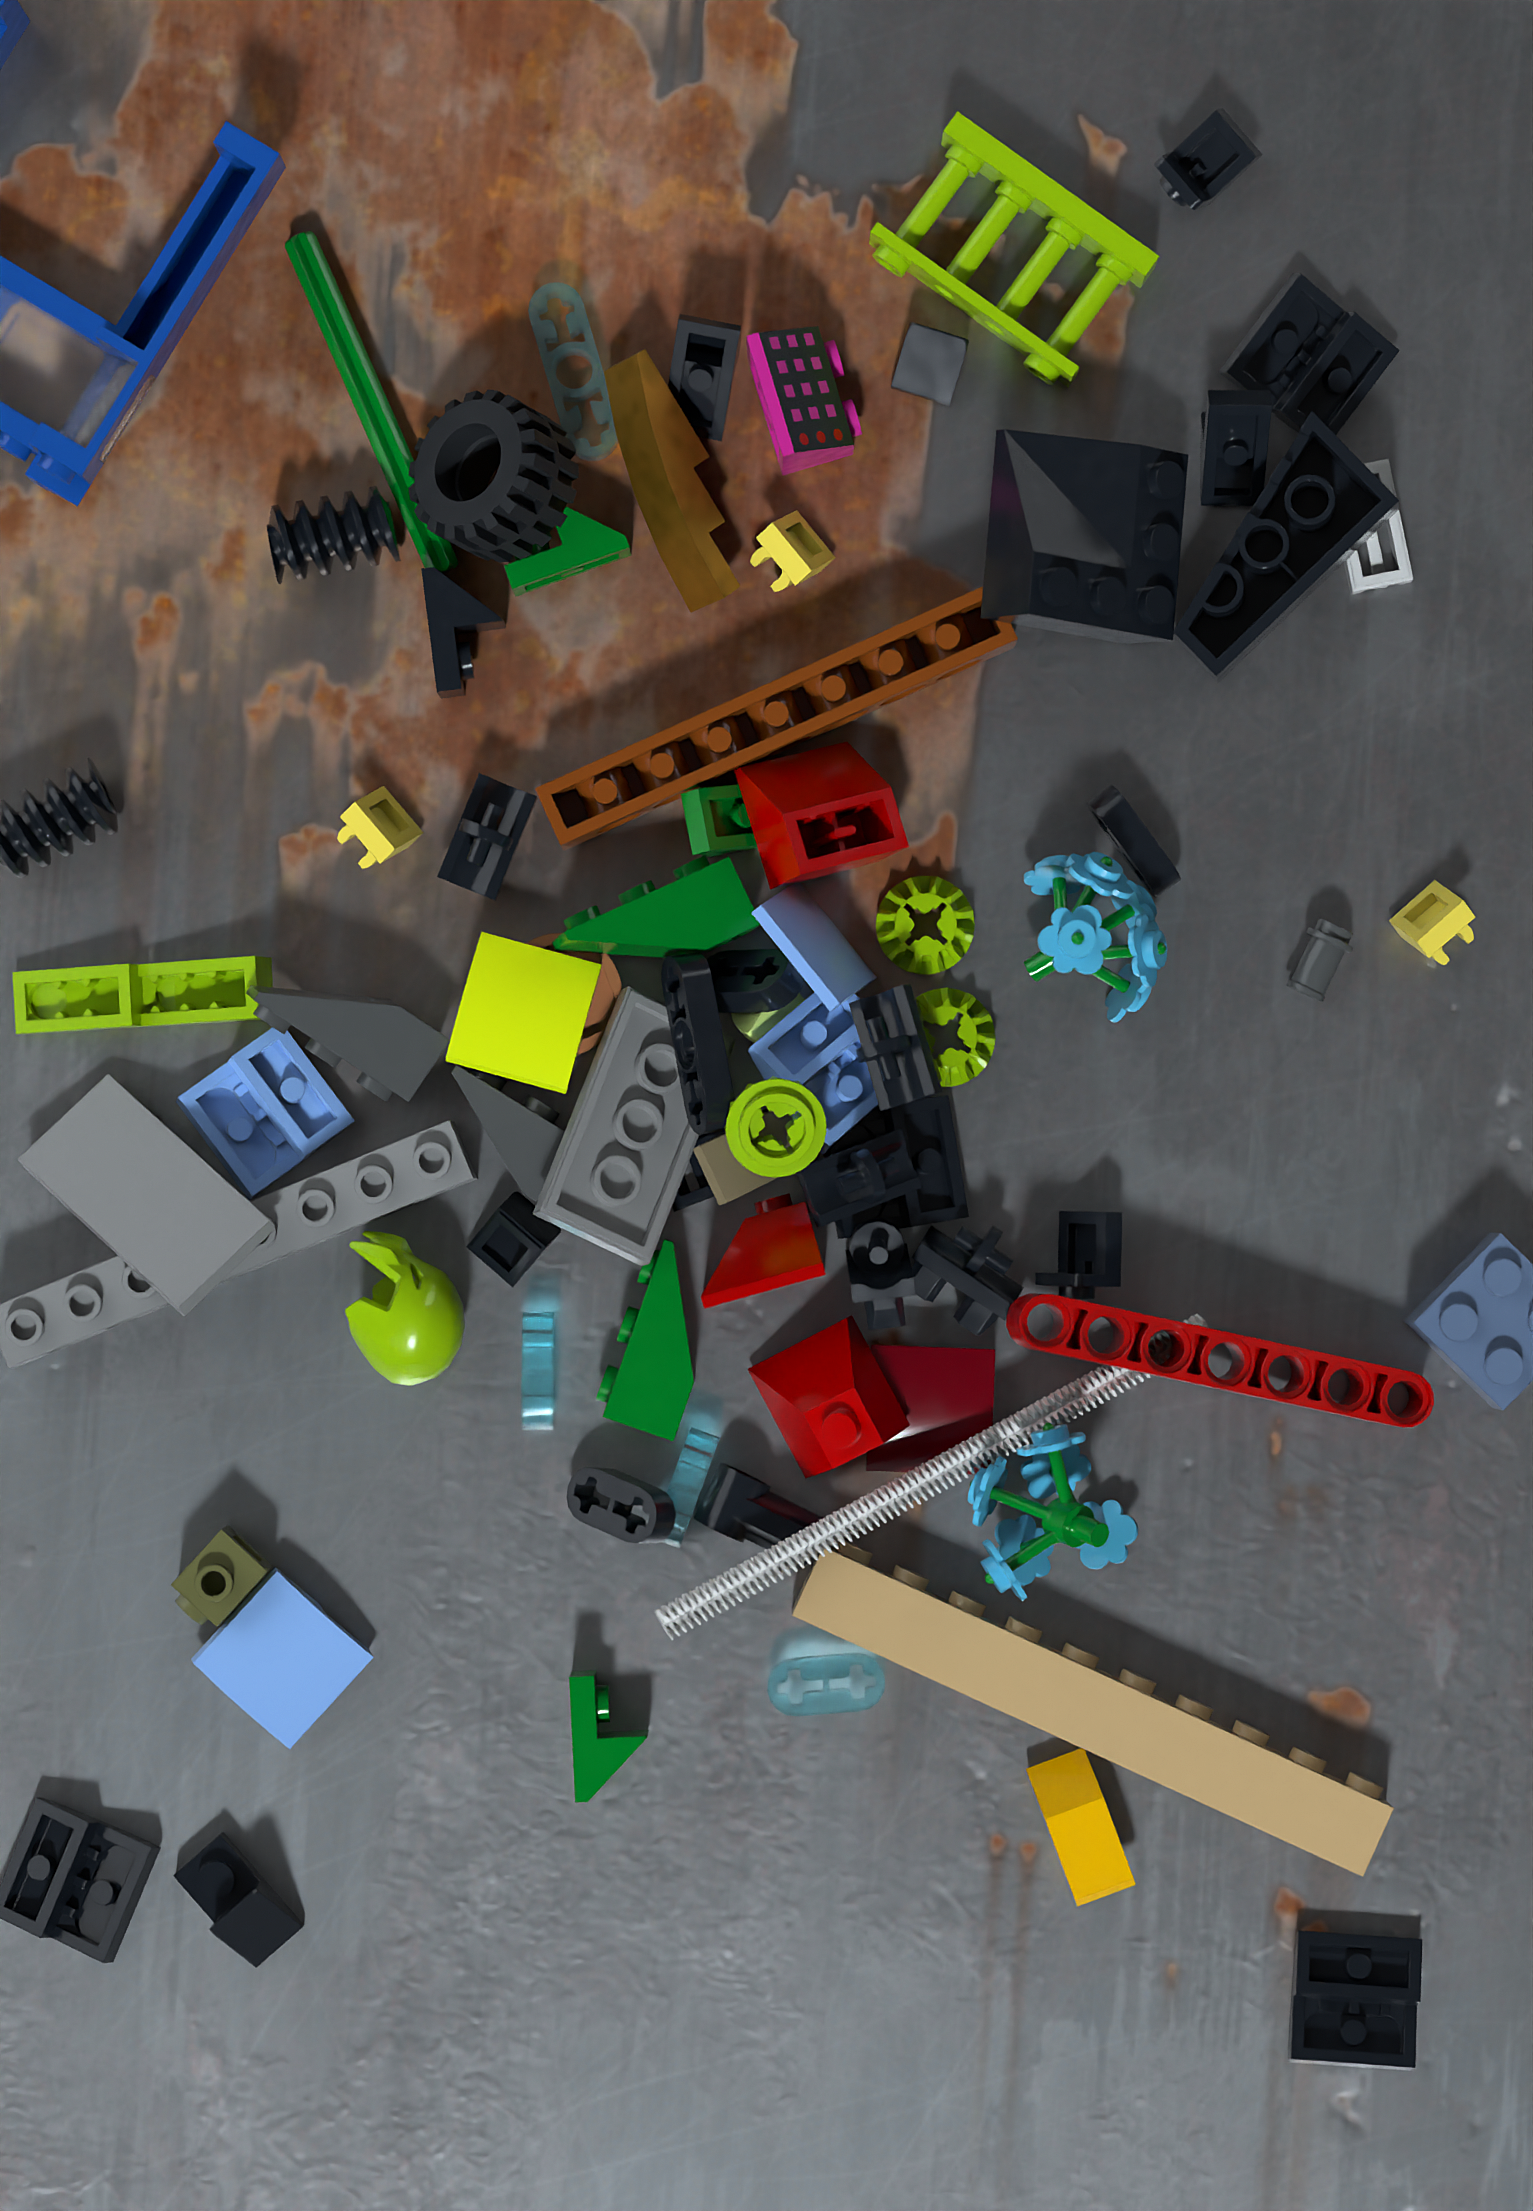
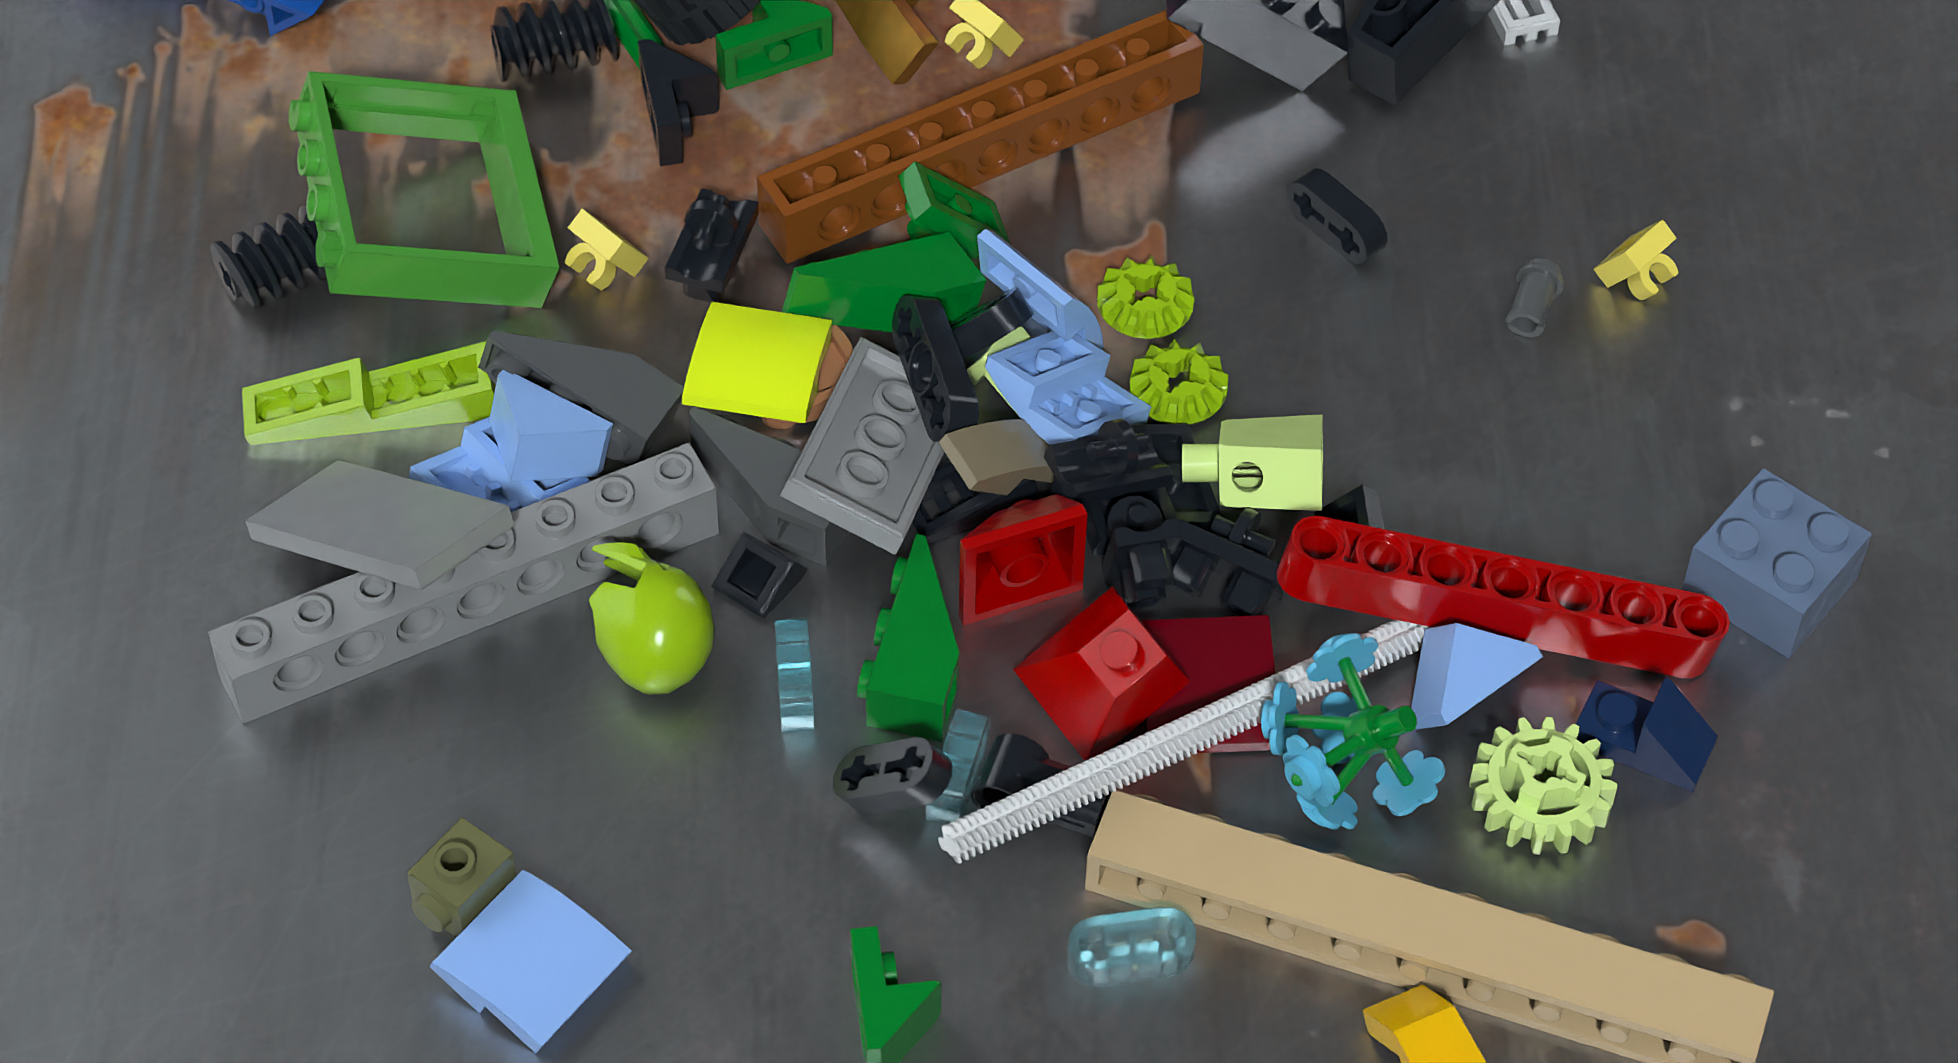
camera: 10 degrees left, 35 degrees down
(287, 748) = (427, 112): none -> bright green window
(305, 1084) = (544, 433): none -> light blue slope
(766, 1154) = (1023, 382): lime gear -> none
(819, 814) = (1039, 204): red slope -> none
(895, 1047) = (1134, 361): black hips -> none
(1015, 1173) = (1283, 464): none -> yellowish green torso
(1083, 939) = (1281, 236): medium azure plant -> none
(1173, 1426) = (1463, 668): none -> light blue slope
(1211, 1577) = (1542, 785): none -> yellowish green gear
(1335, 1491) = (1653, 737): none -> dark blue slope

